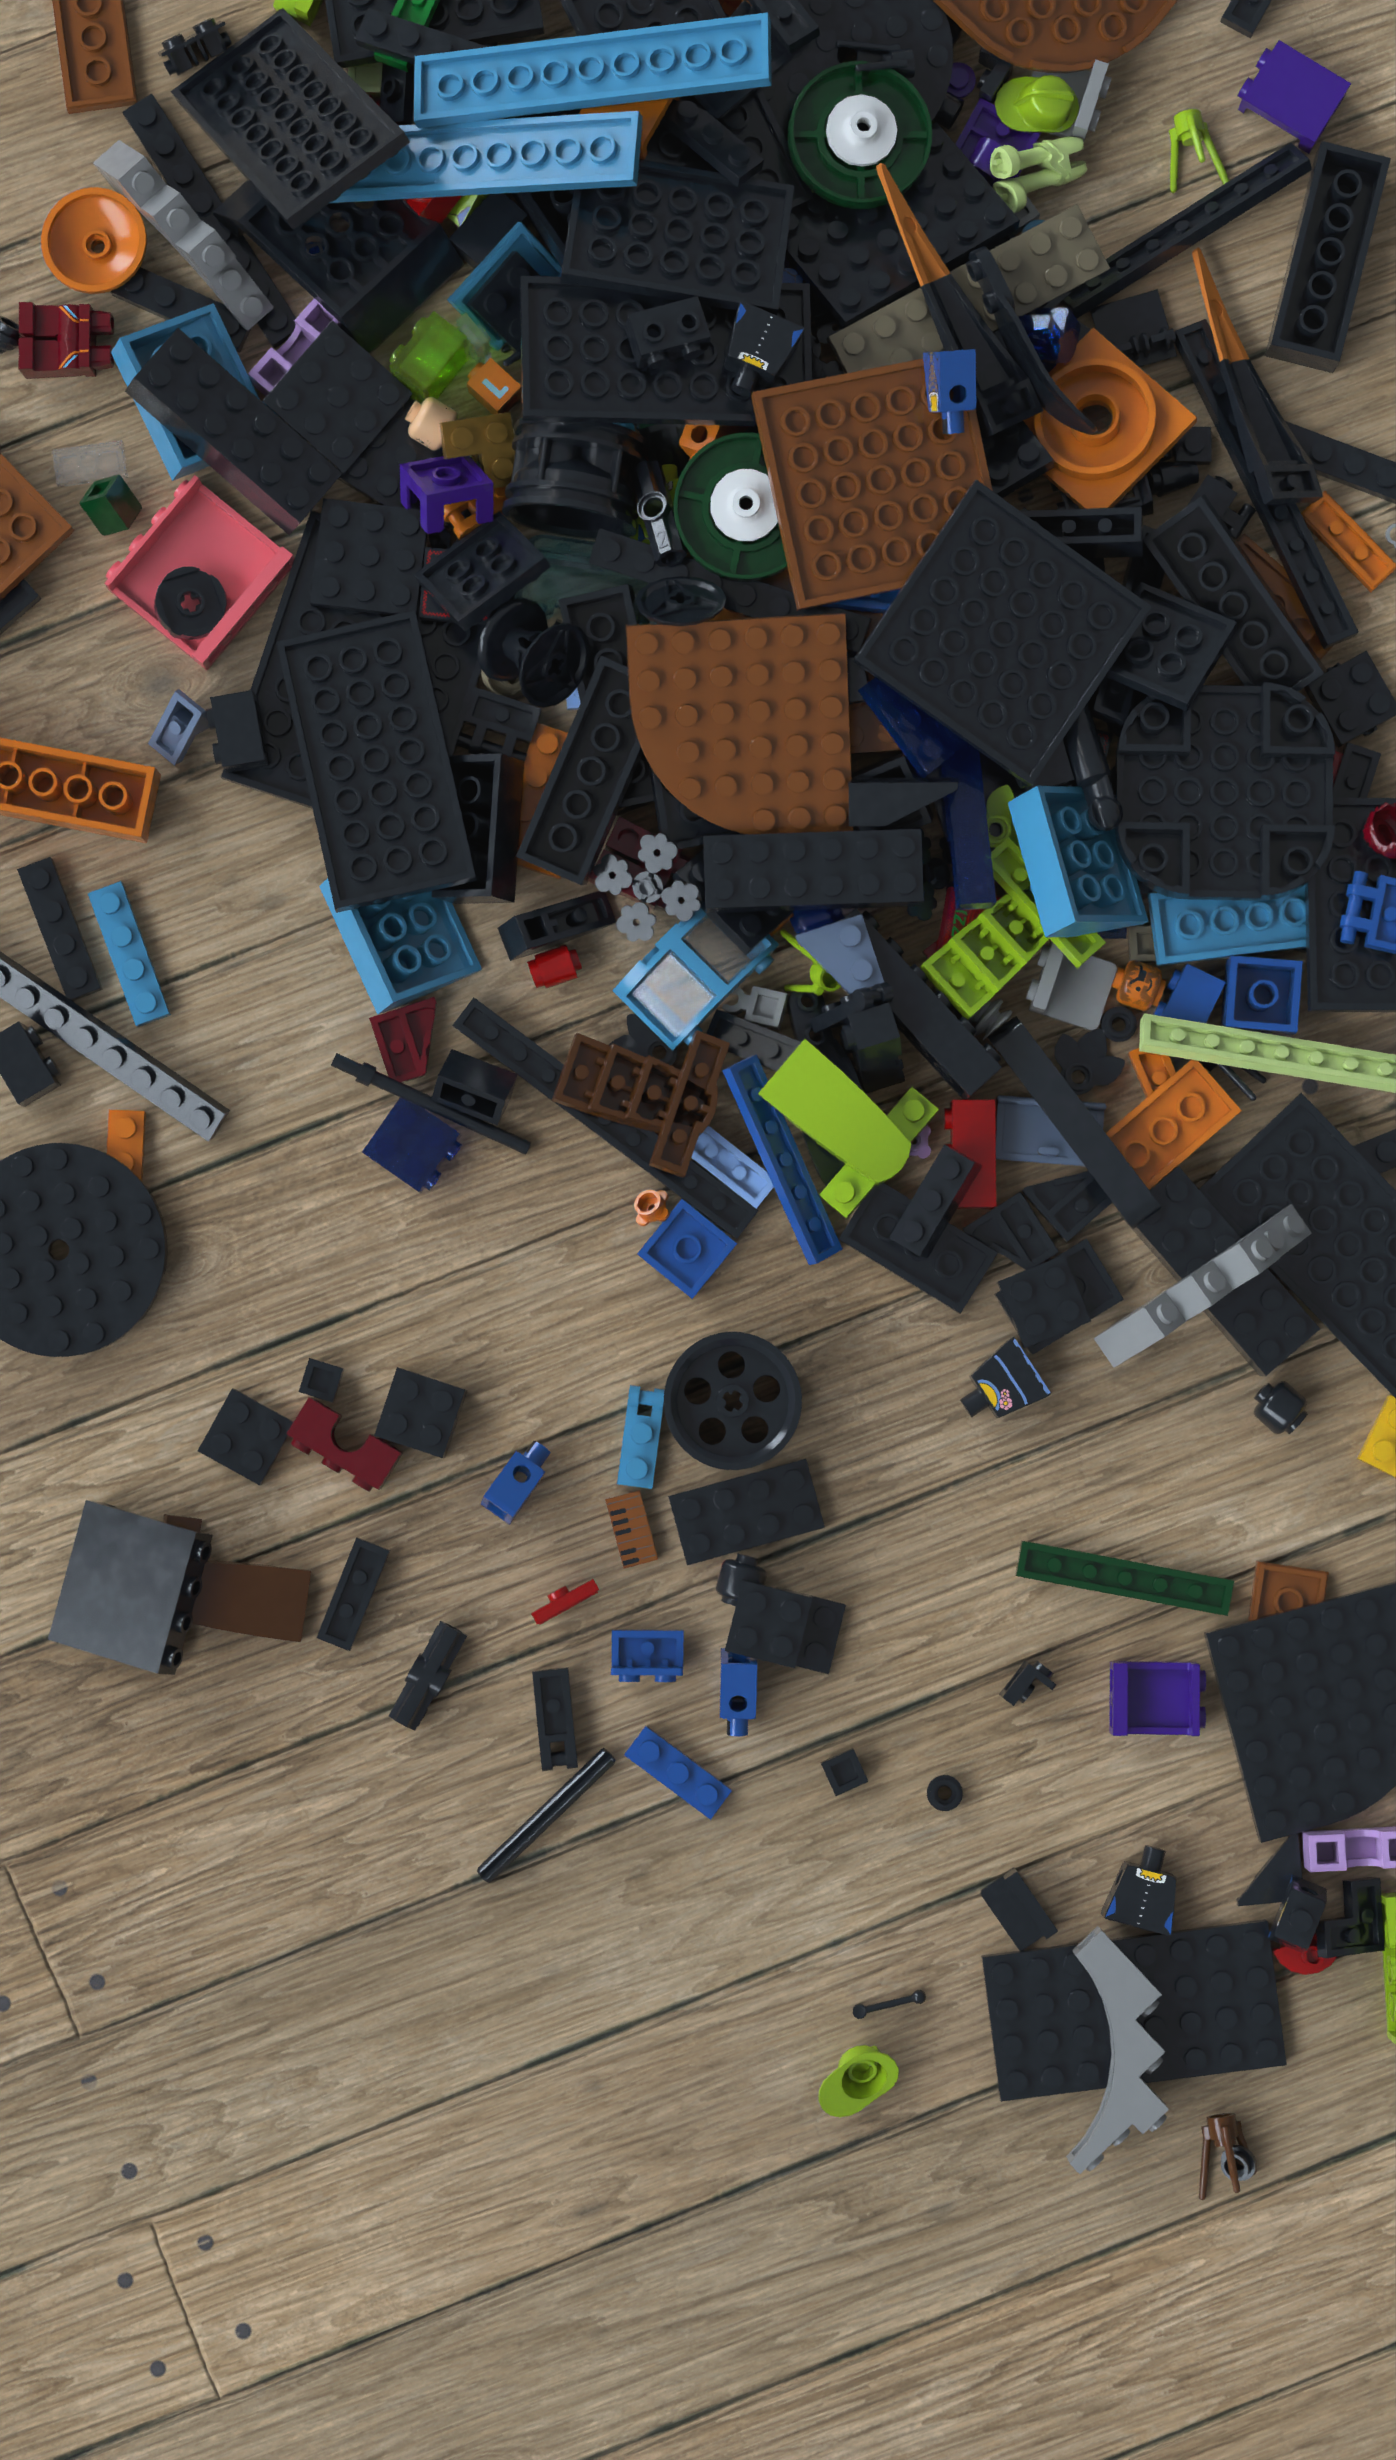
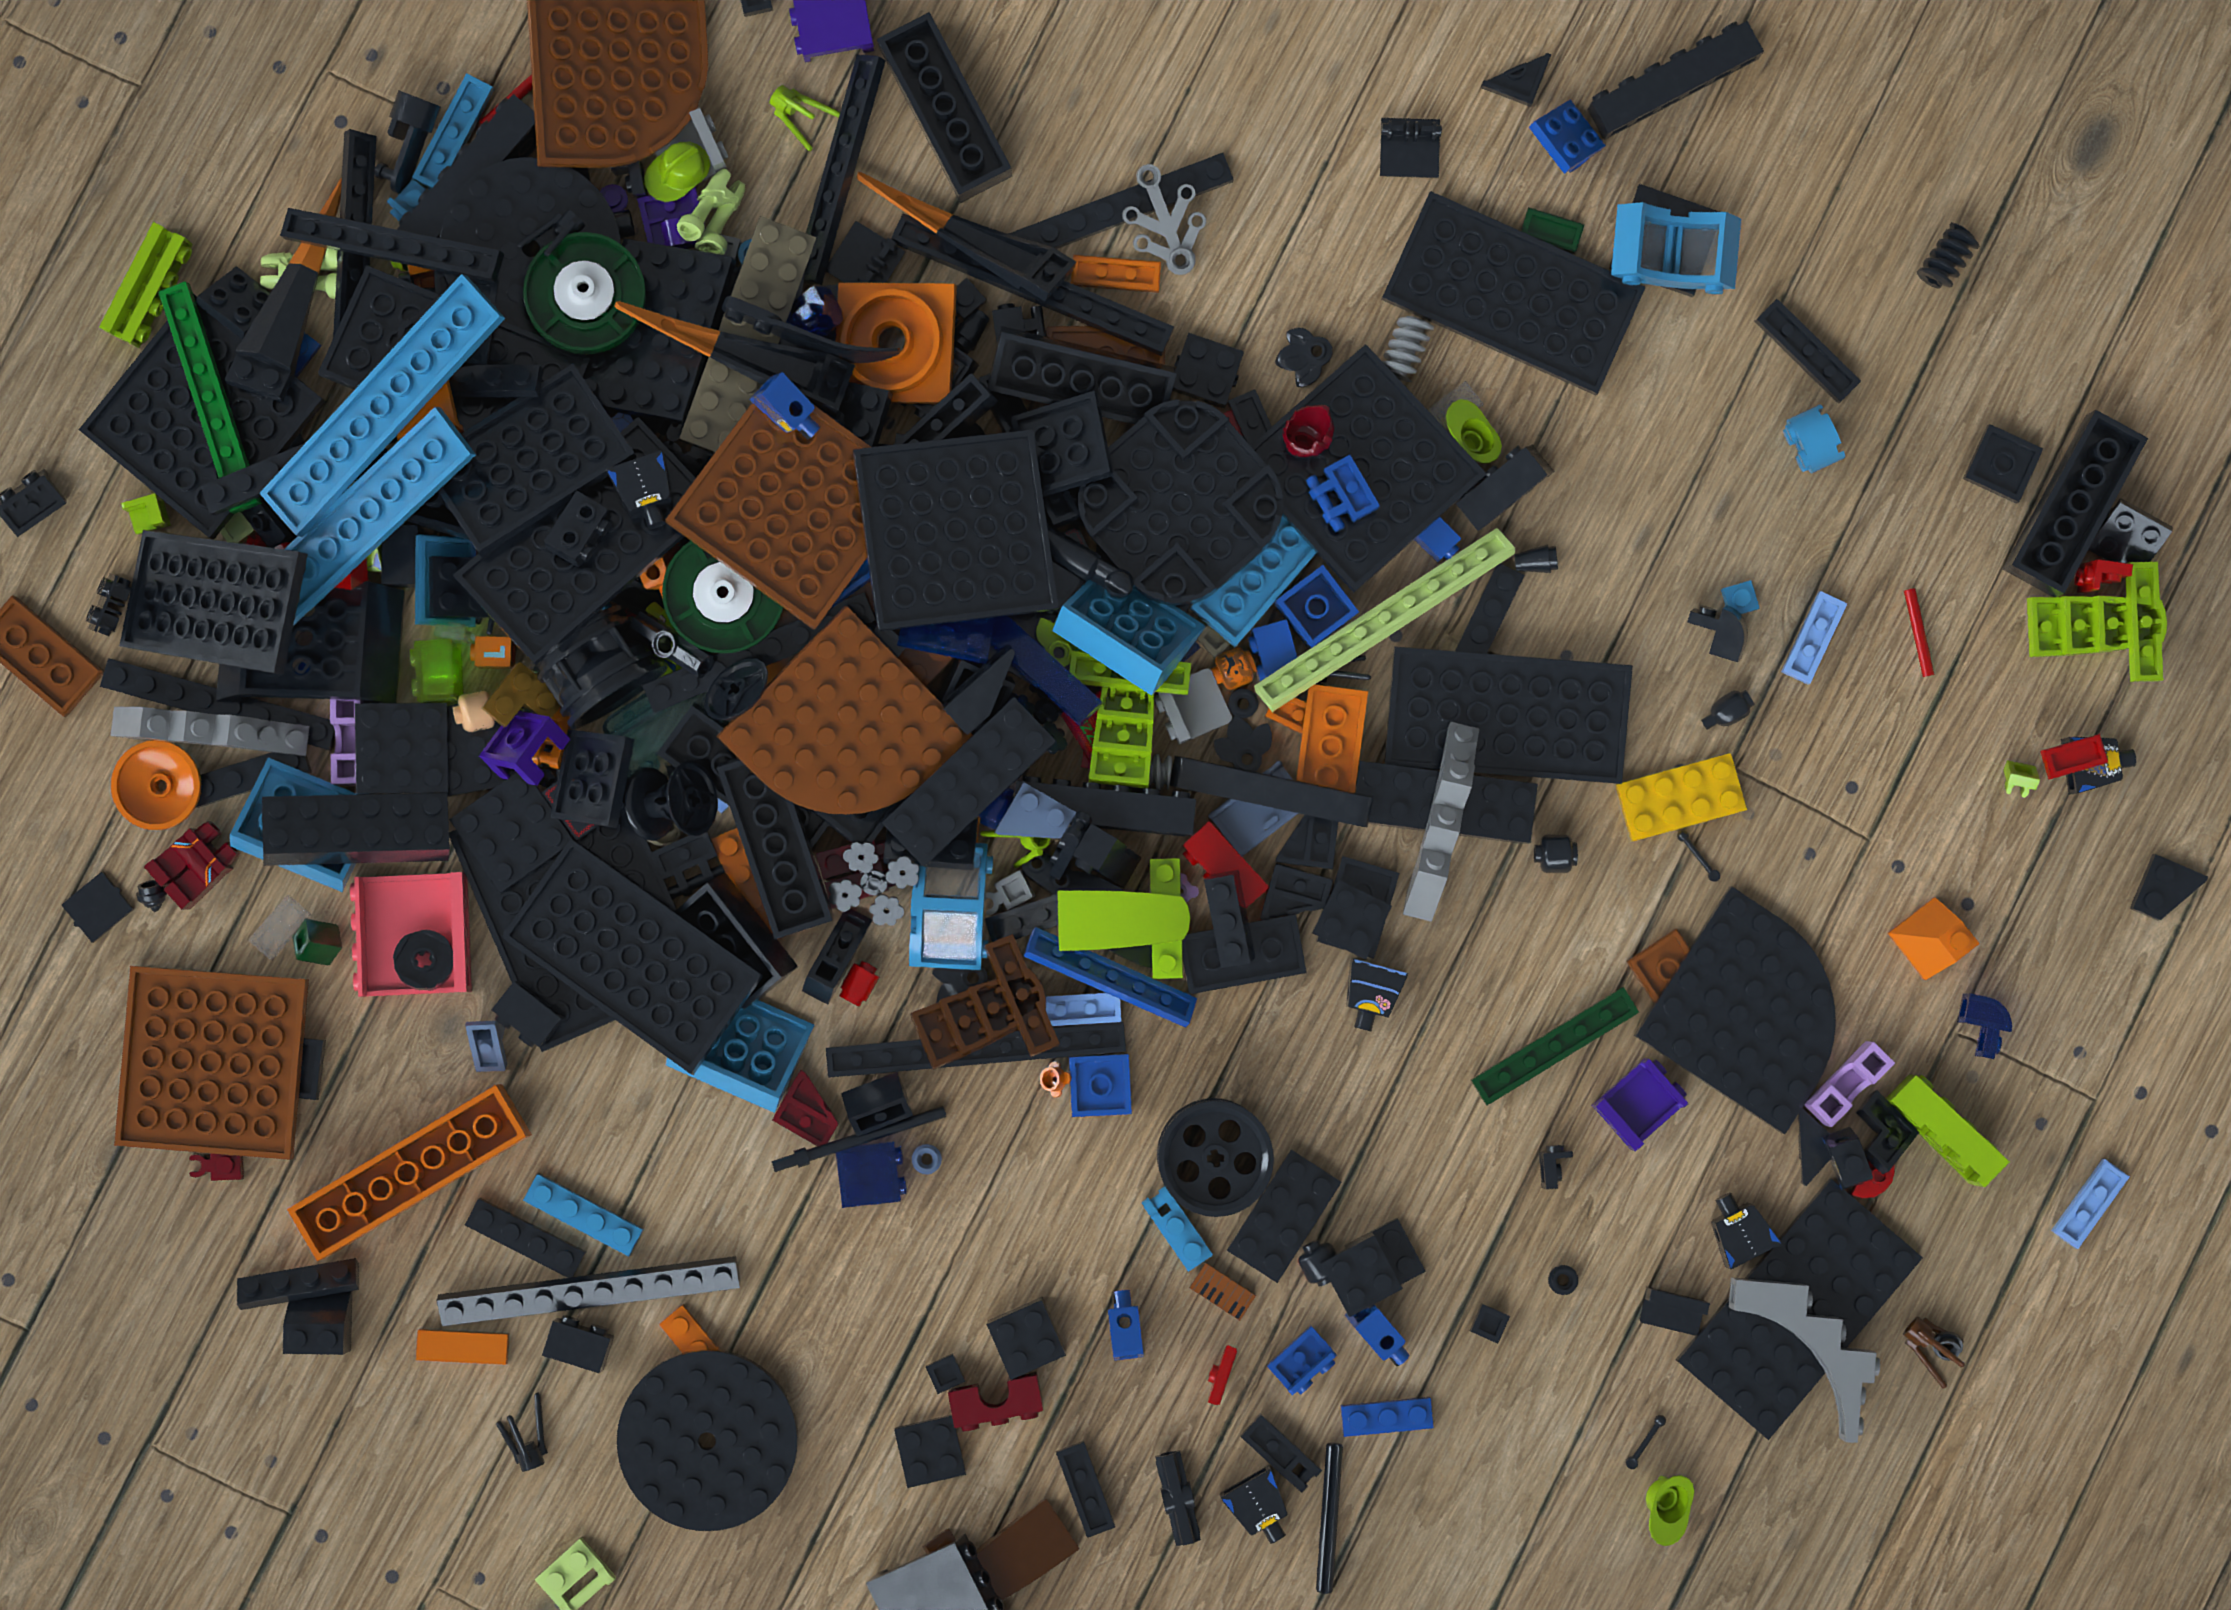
camera: 50 degrees left, 0 degrees up
(470, 1165) = (922, 1168): none -> sand blue plate
(493, 1745) = (1257, 1504): none -> black torso

